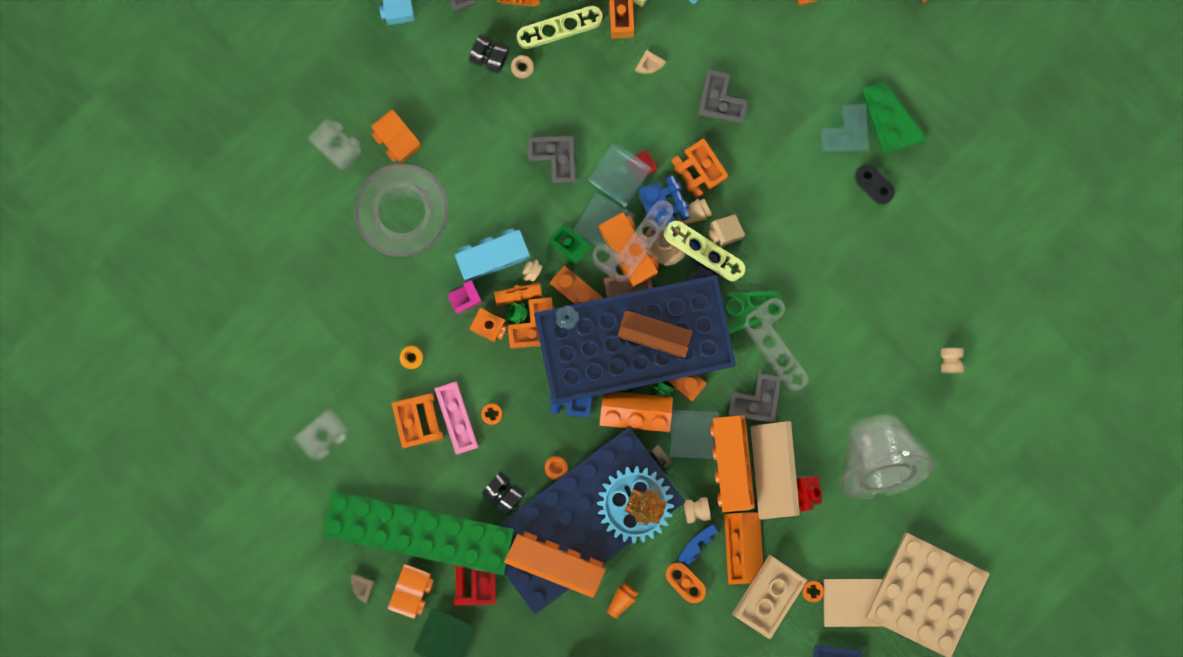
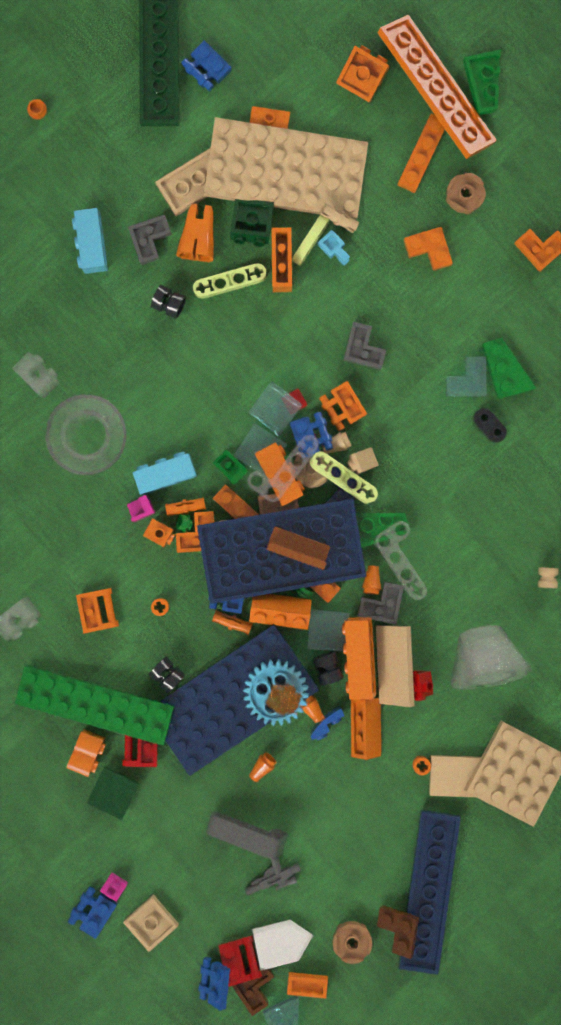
camera: 10 degrees right, 5 degrees up
(362, 587) = (47, 746): dark tan tile -> none
(396, 137) = (88, 370): orange brick -> none
(411, 350) = (88, 556): light orange plate -> none
(456, 418) = (130, 608): bright pink tile -> none
(522, 60) = (193, 308): tan plate -> none
(531, 270) = (197, 487): tan plate -> none
(556, 467) = (212, 654): orange plate -> none
(556, 565) = (206, 741): orange slope -> none
(558, 151) = (222, 385): dark grey plate -> none
(573, 317) = (219, 531): clear light blue plate -> none
(578, 429) = (232, 622): none -> orange pin
(650, 63) = (304, 315): tan tile -> none
(660, 455) = (296, 644): dark tan tile -> none
(678, 527) = (313, 709): none -> orange cone
(686, 581) = (315, 754): orange plate -> none
(695, 477) = (327, 668): none -> black wheel
(696, 510) = (329, 694): tan wheel -> none
(743, 375) = (372, 581): none -> orange cone
(769, 597) = (385, 770): tan tile -> none

